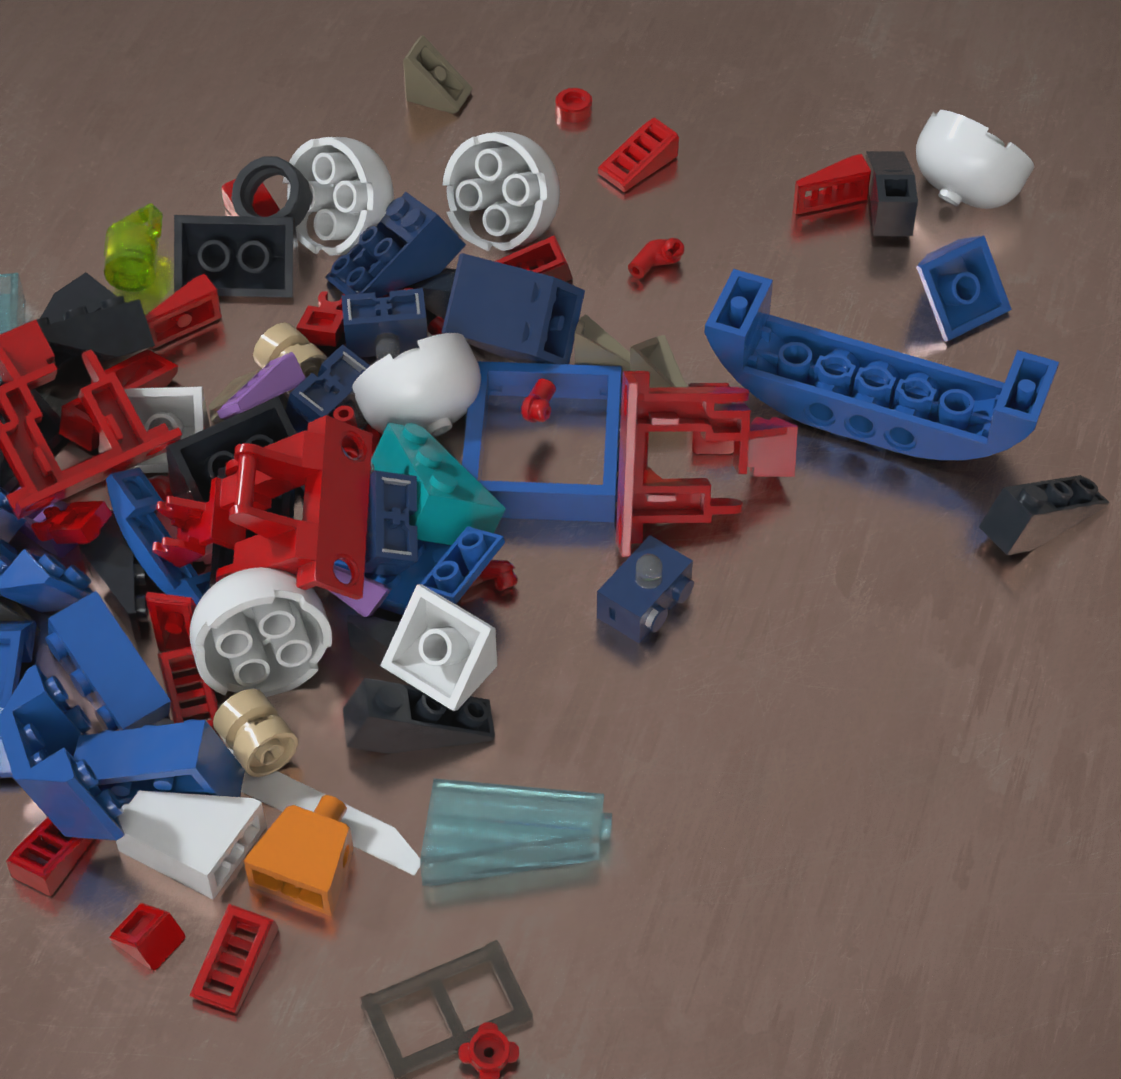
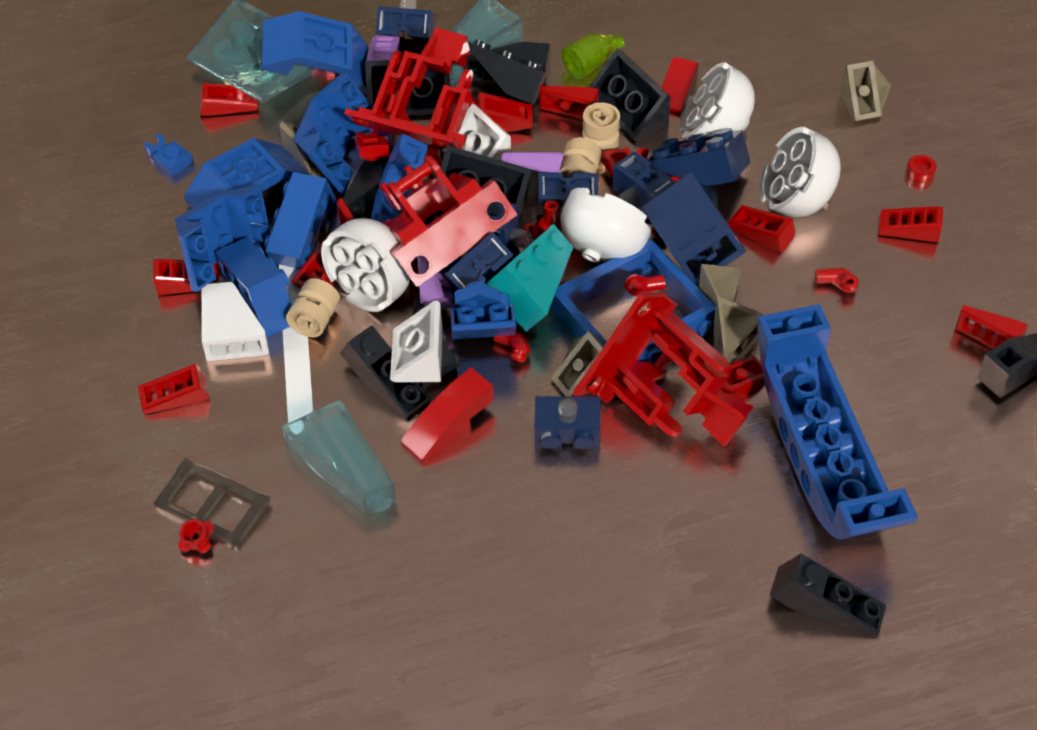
camera: 55 degrees right, 0 degrees up
(148, 935) = (162, 348): red slope -> none
(256, 173) = (691, 86): black tyre -> none
(258, 305) = (602, 125): none -> tan wheel
(304, 856) = (256, 378): orange torso -> none
(434, 546) = (480, 294): none -> blue plate
(538, 692) = (448, 415): none -> red slope
(573, 528) = (577, 362): none -> dark tan slope
(963, 286) = (972, 445): blue slope -> none

